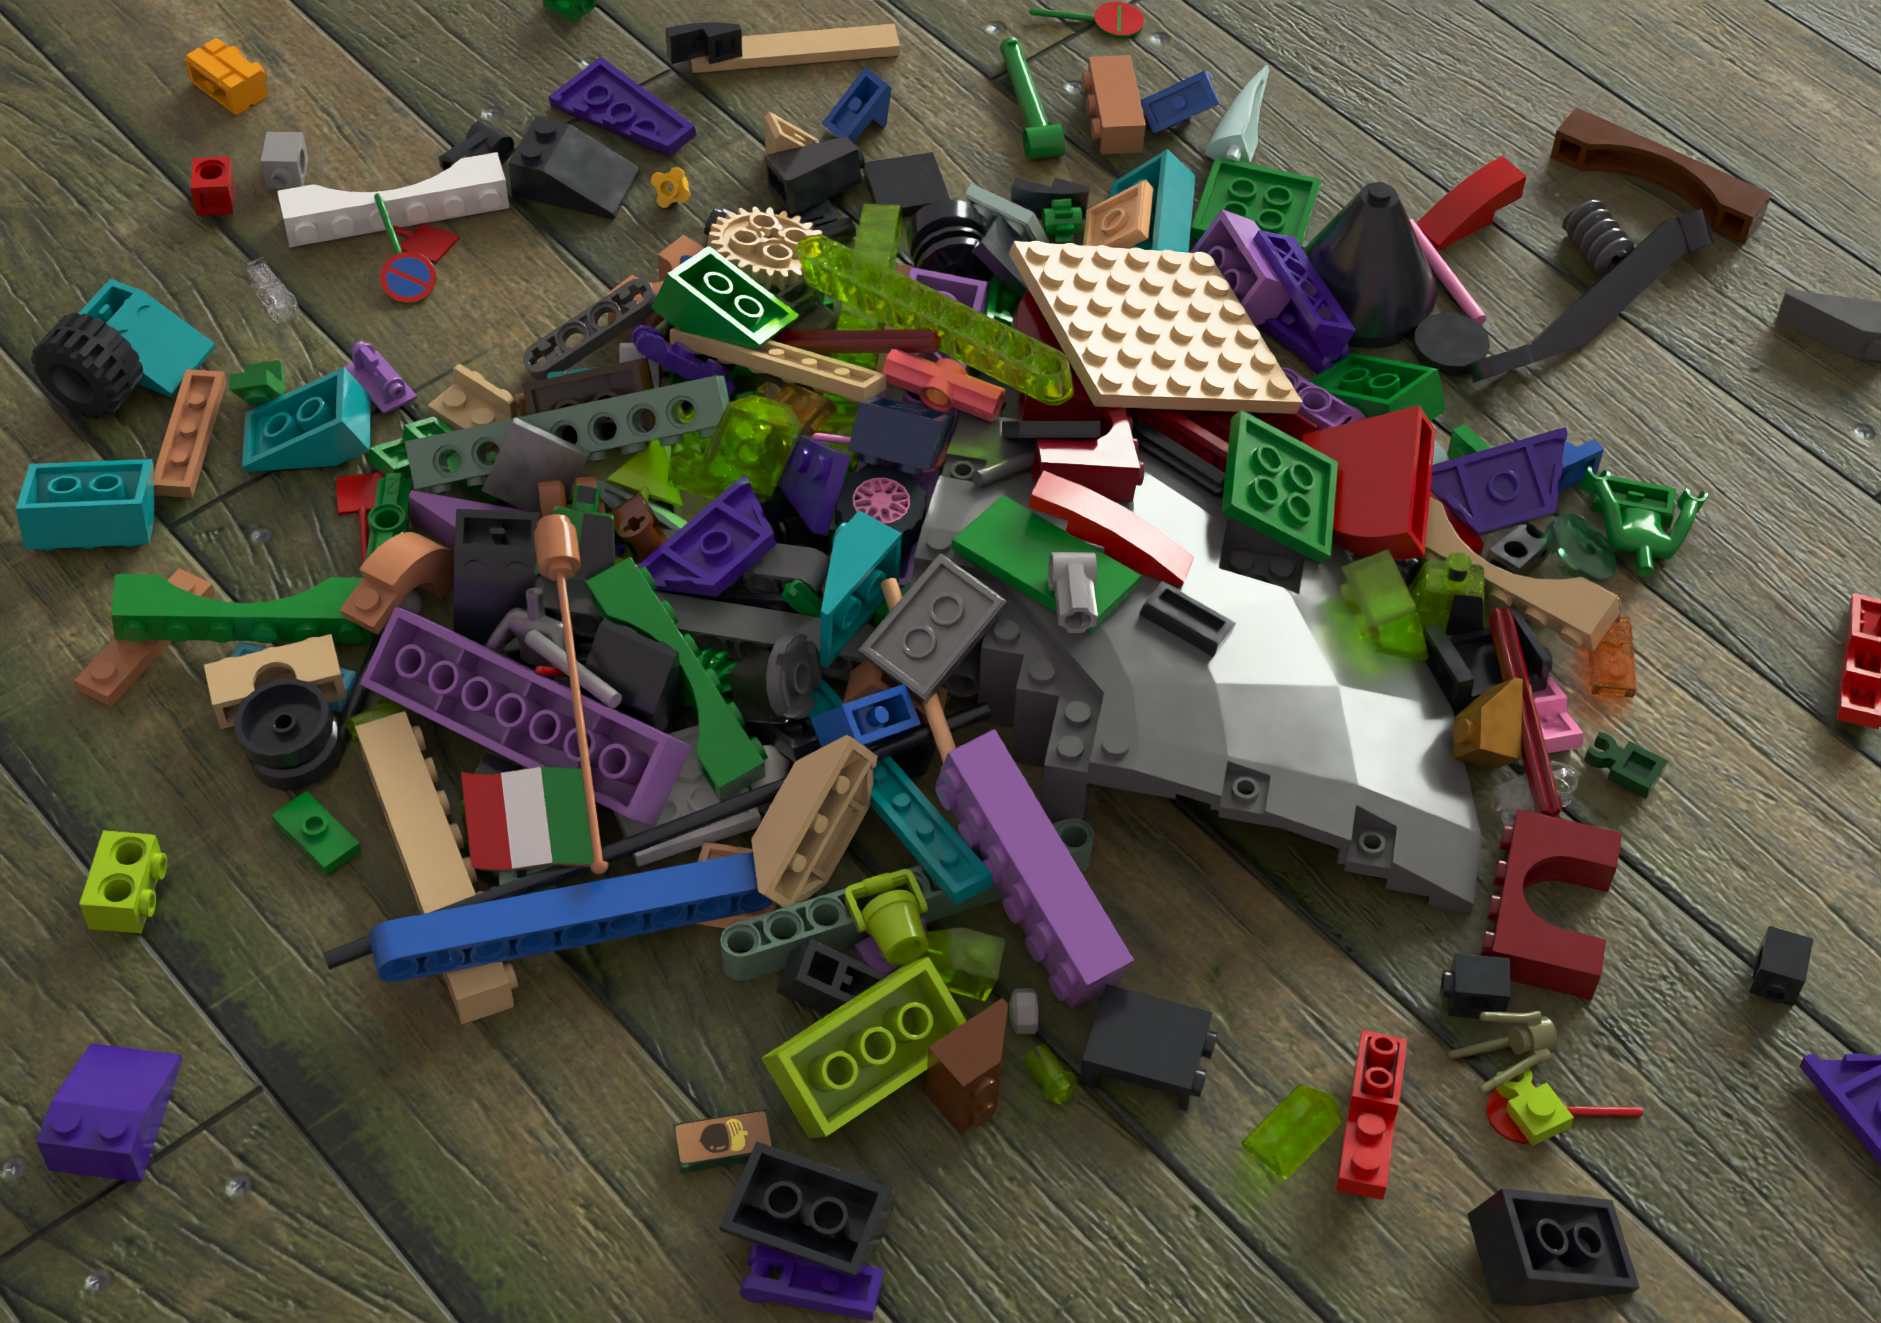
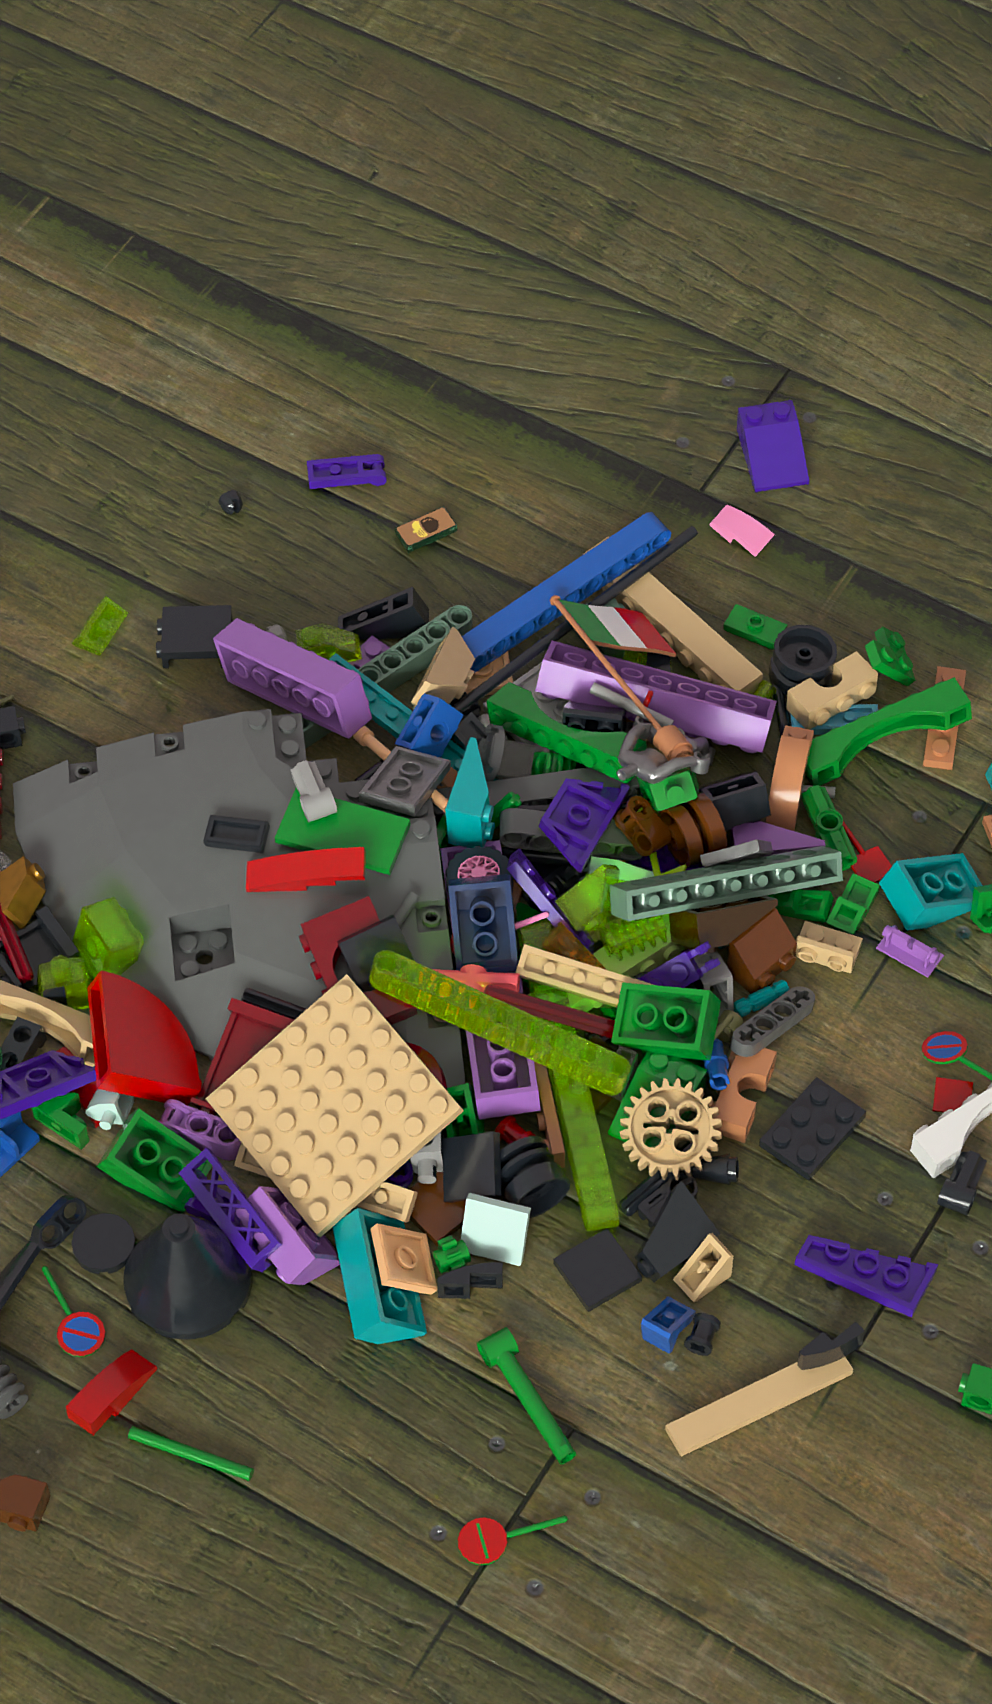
camera: 165 degrees right, 5 degrees up
(123, 870) = (847, 559): lime brick -> none
(161, 707) = (889, 656): none -> green plate
(245, 983) = (743, 528): none -> bright pink slope
(570, 170) = (874, 1187): black slope -> none
(602, 247) = (812, 1128): none -> black plate
(605, 534) = (651, 764): none -> flat silver piece
(680, 187) = (785, 1195): yellow plate -> none
(808, 1210) = (358, 489): black slope -> none
(823, 99) = (702, 1334): none -> black bush
(864, 1048) = (357, 574): lime brick -> none
(891, 917) = (369, 643): lime piece -> none
(967, 1068) = (296, 581): reddish brown slope -> none
(1023, 1282) = (231, 502): none -> black hinge
(1057, 1083) = (243, 606): clear neon green pin -> none
(1114, 105) = (450, 1410): nougat brick -> none
(1180, 102) = (393, 1423): blue panel -> none
(1238, 129) = (334, 1426): light aqua piece -> none
(1270, 197) = (295, 1331): green plate -> none
(1280, 487) = (201, 990): green plate -> none
(1371, 1115) = (53, 632): red slope -> none
(1395, 147) = (191, 1453): none -> green bar
(1449, 279) = (123, 1320): bright pink bar -> none
(1498, 277) = (79, 1332): none -> piece

